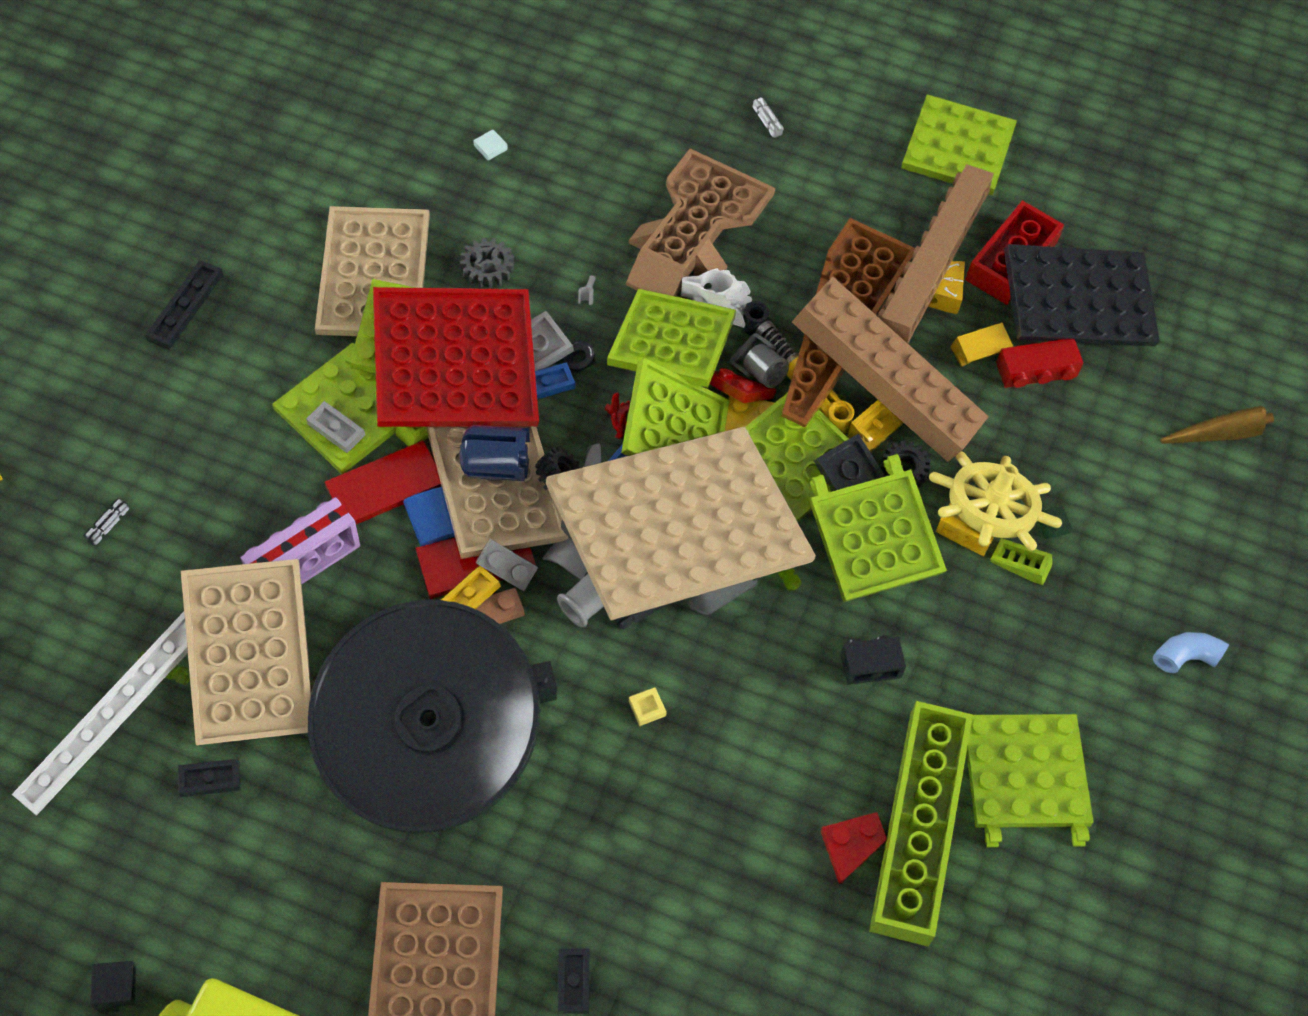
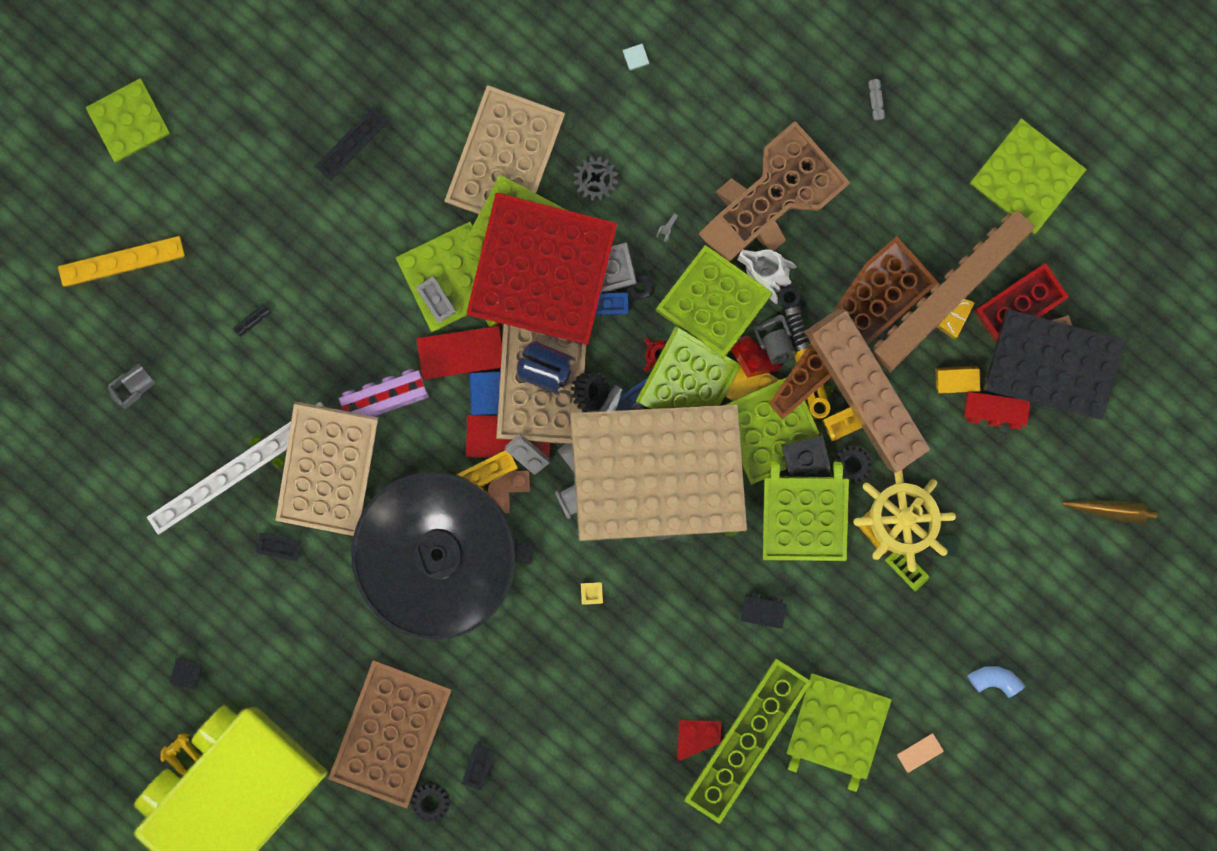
camera: 20 degrees right, 25 degrees up
(1142, 769) = (919, 753): none -> light nougat tile

